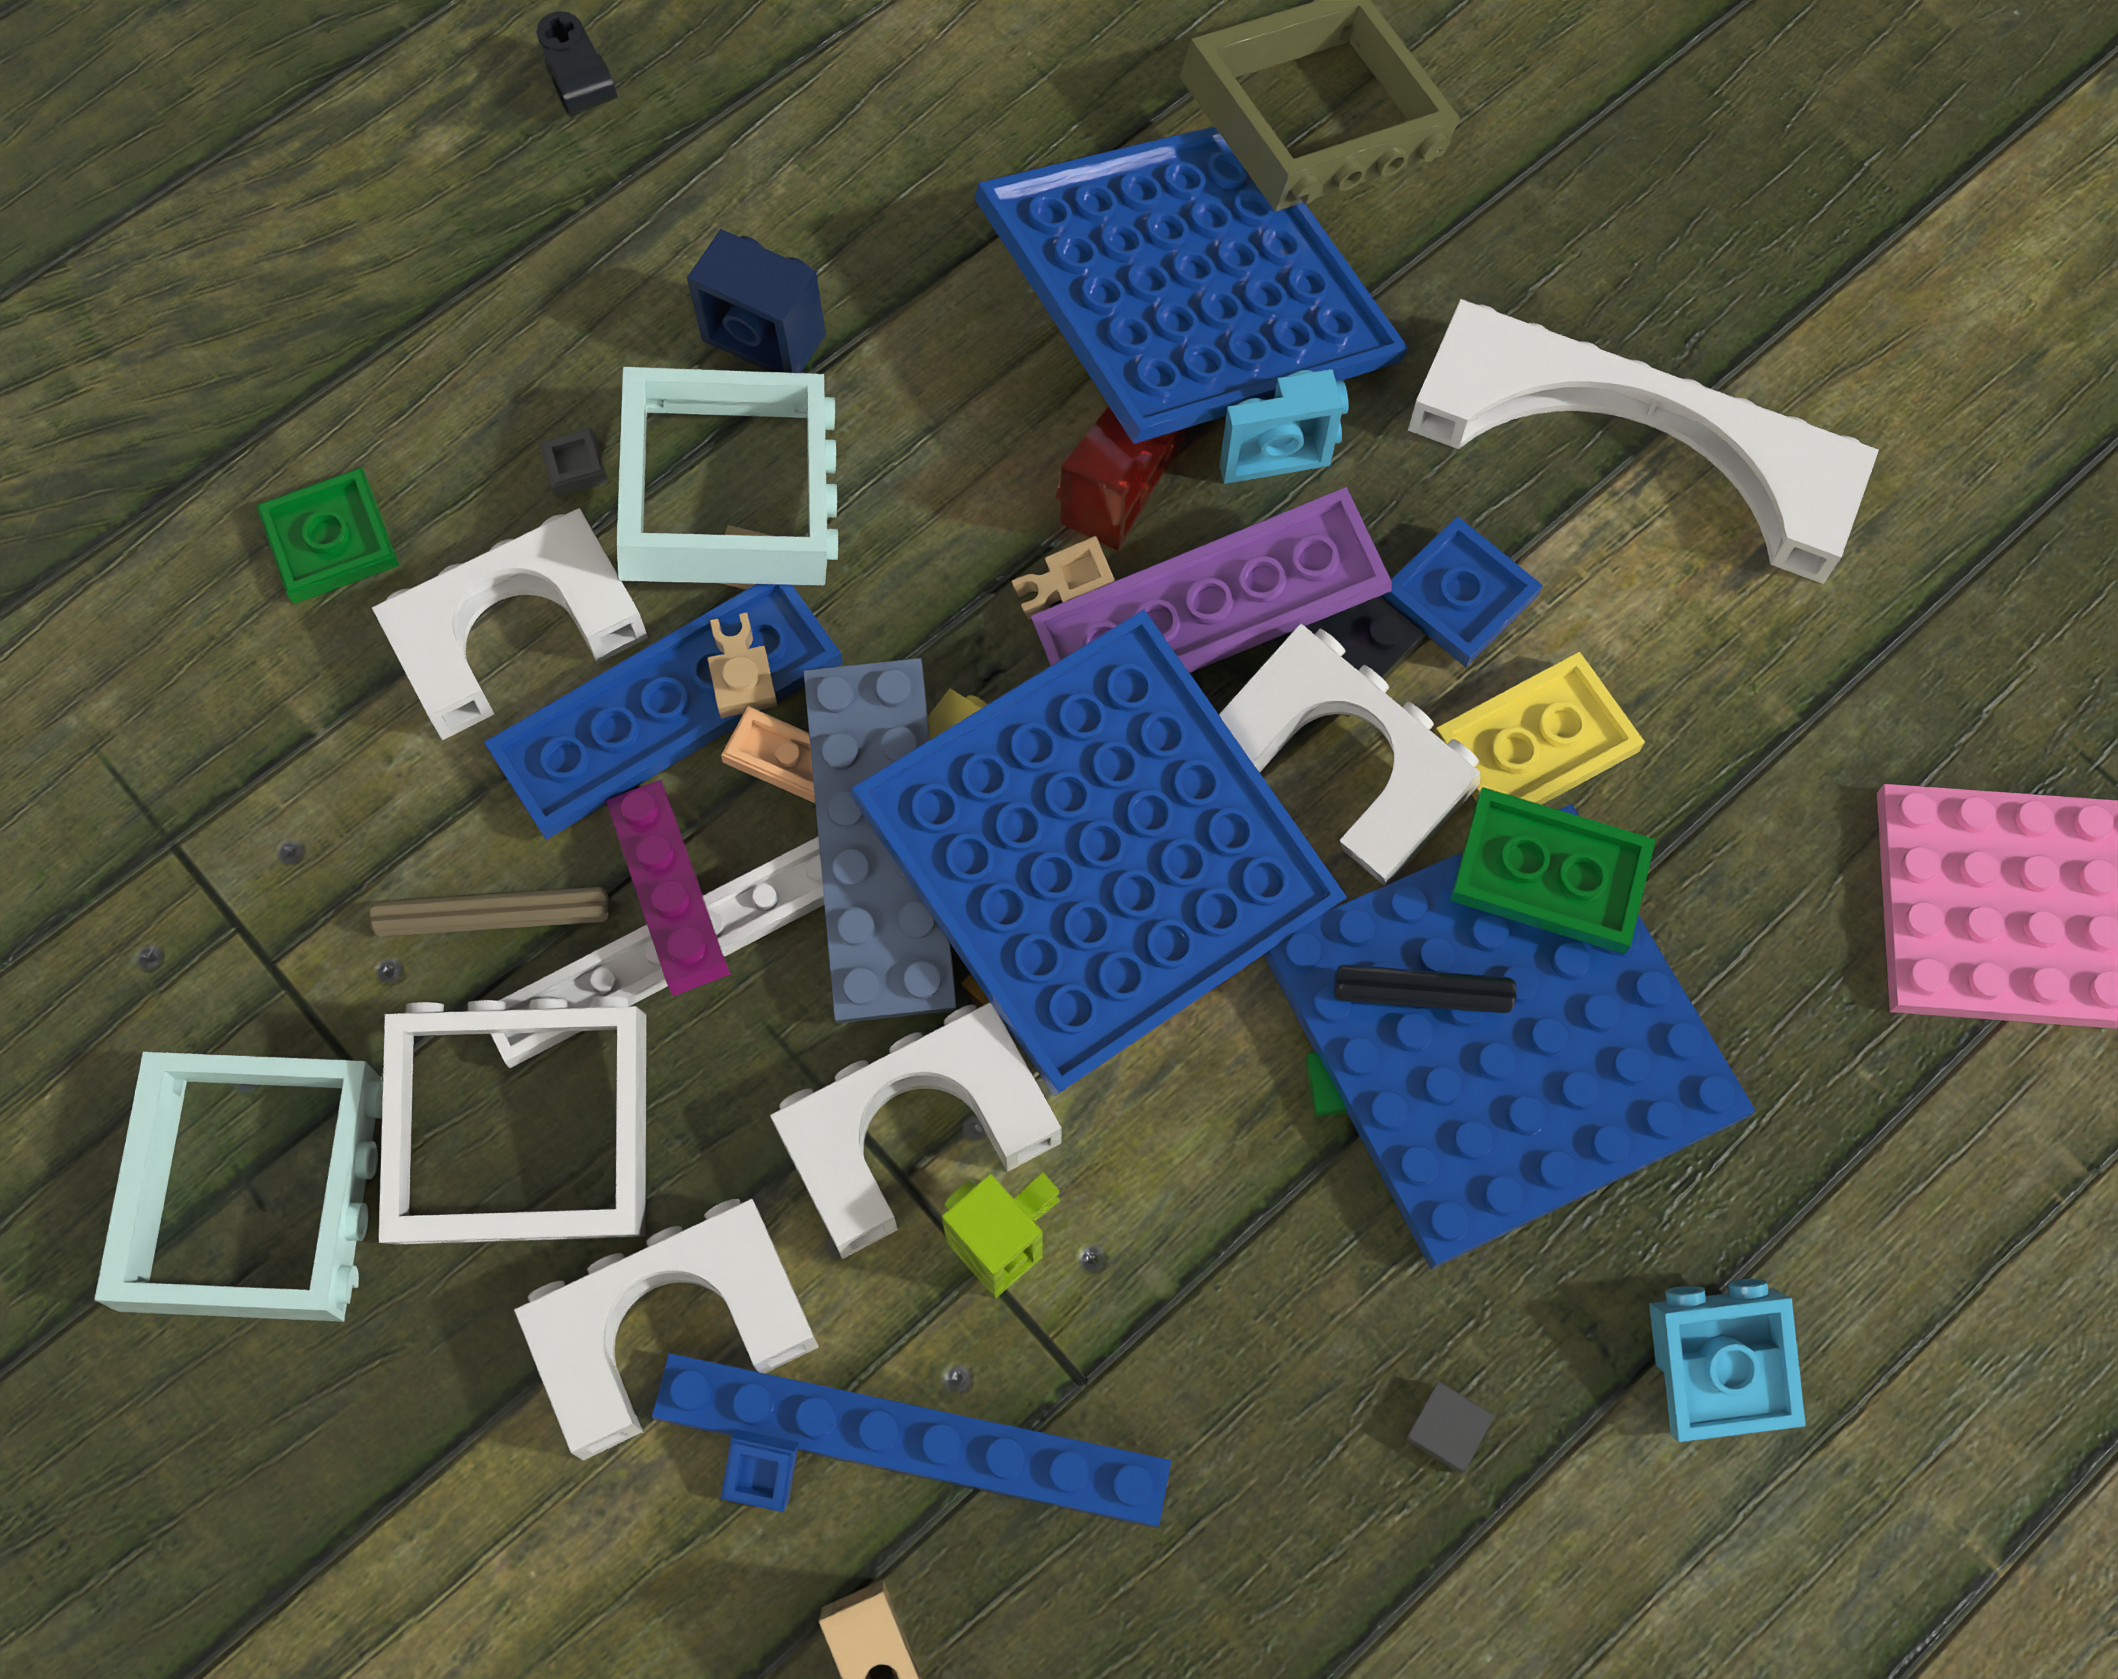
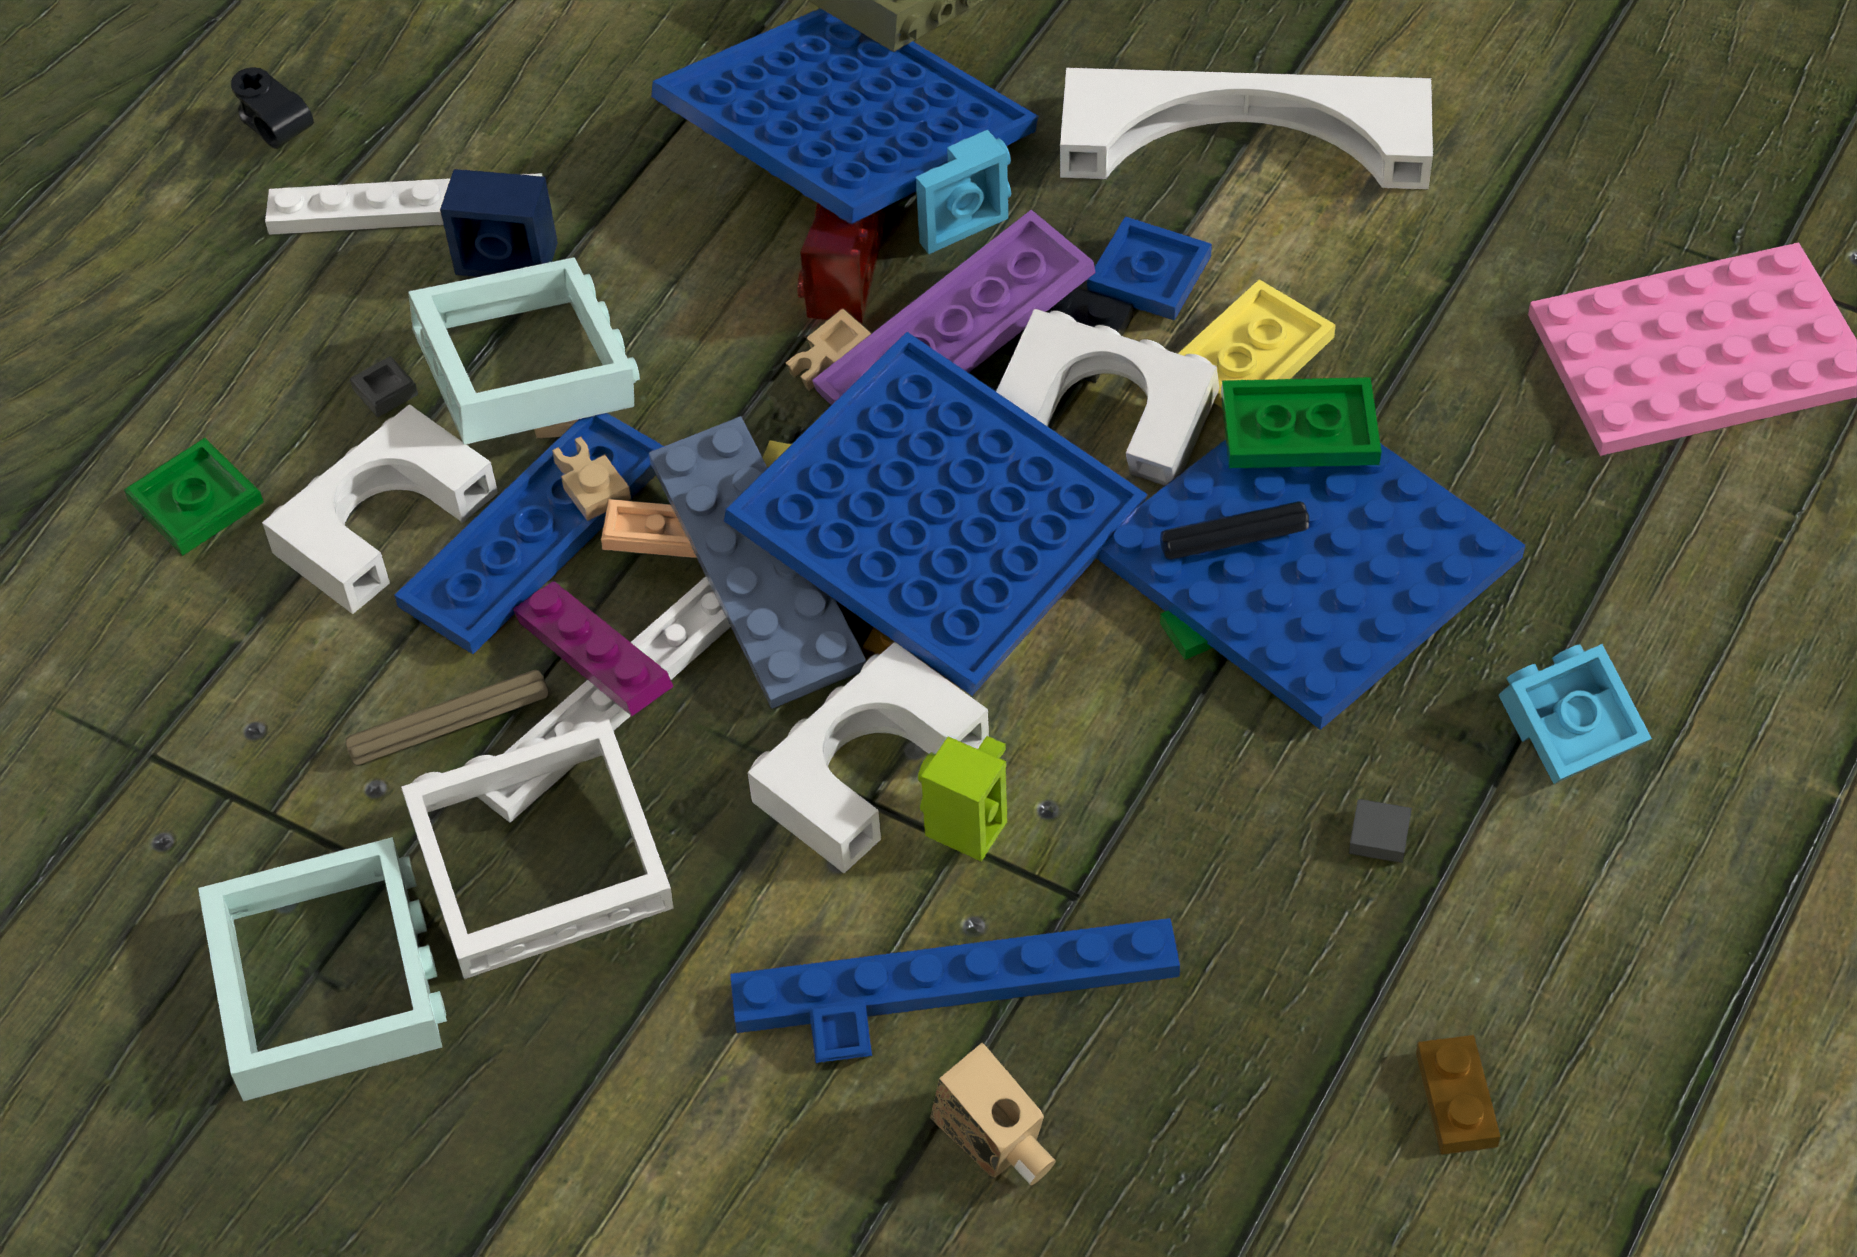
camera: 15 degrees left, 15 degrees down
(576, 1324) = (748, 891): white arch -> none
(654, 224) = (356, 206): none -> white plate

